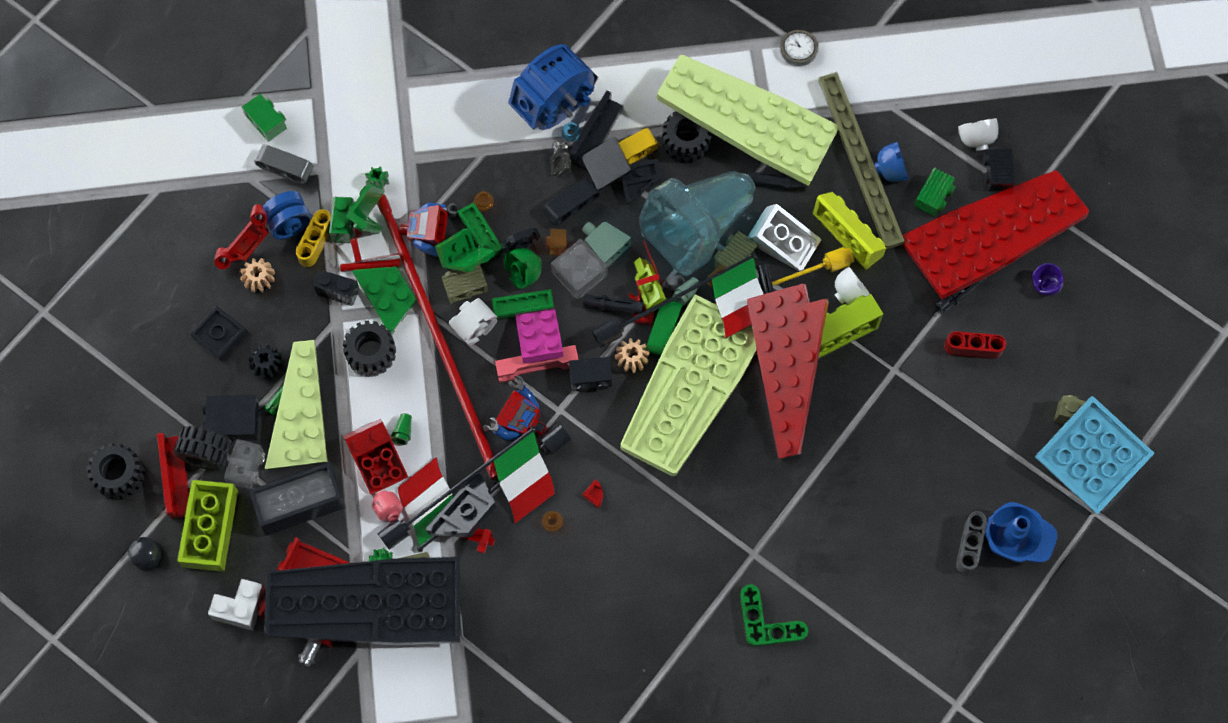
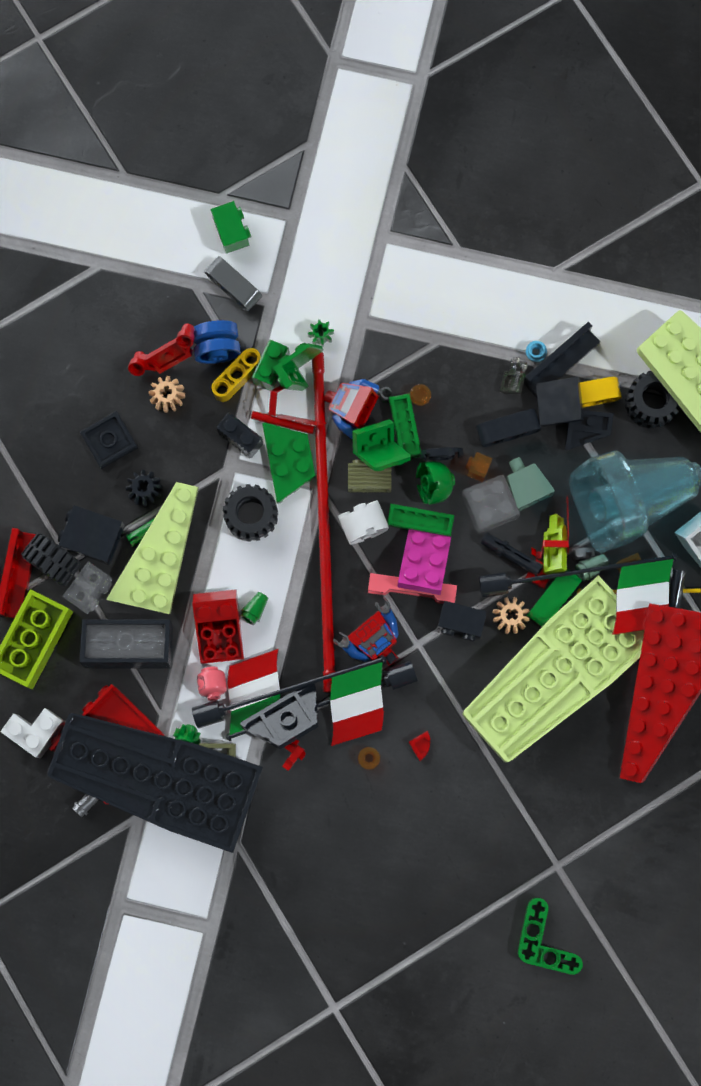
camera: 25 degrees right, 10 degrees up
(552, 88) = (533, 302): blue piece -> none
(737, 249) = (659, 544): olive brick -> none

